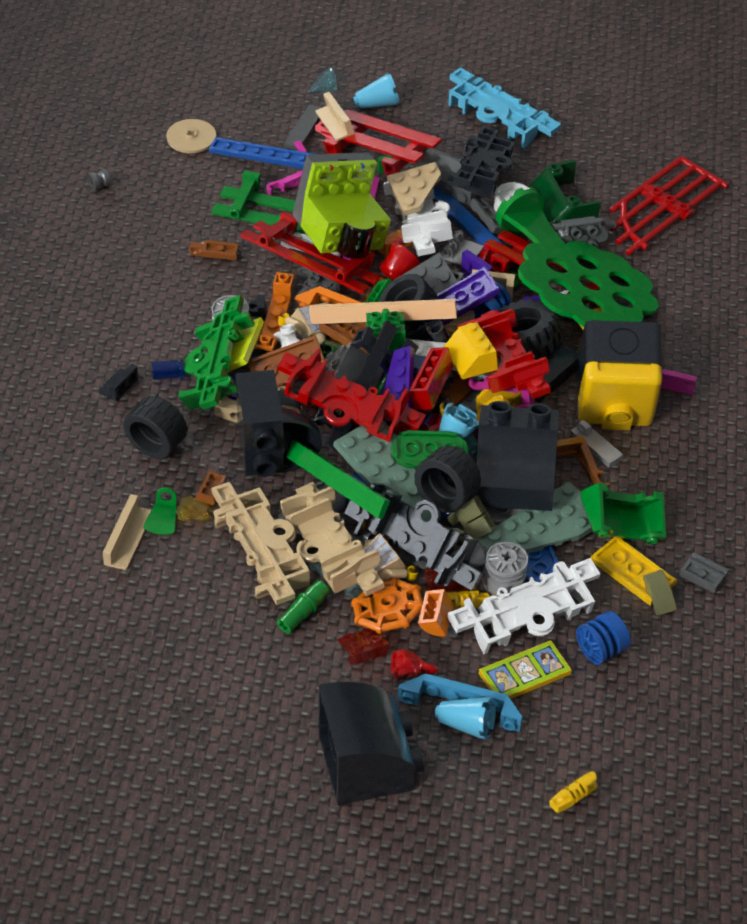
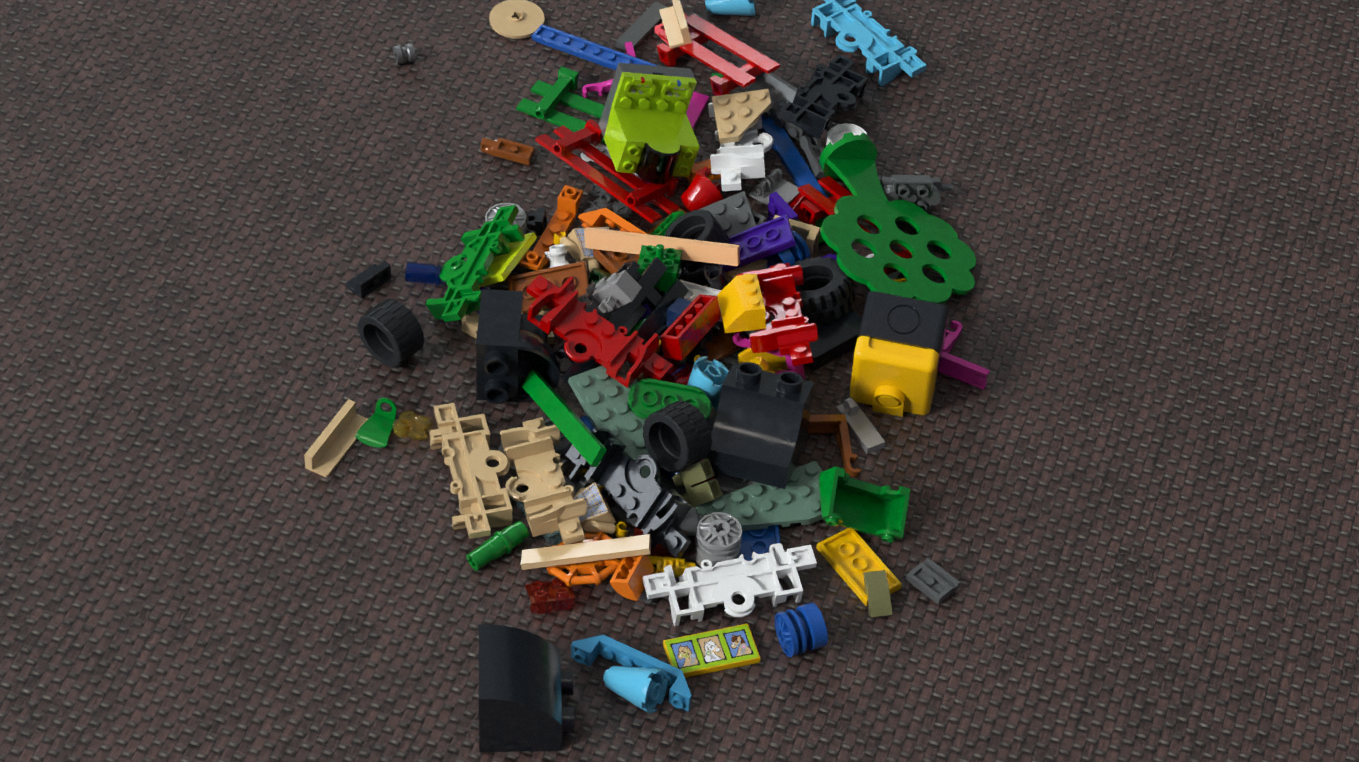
camera: 10 degrees right, 0 degrees up
(205, 492) = (439, 397): dark orange plate -> none
(359, 356) = (616, 291): none -> light grey brick
(388, 599) = (586, 552): none -> tan tile
(400, 373) = (659, 317): dark purple wing -> none
(407, 664) = (591, 623): red piece -> none
(556, 205) = (891, 156): dark green windscreen -> none
(667, 202) = (1020, 170): red piece -> none

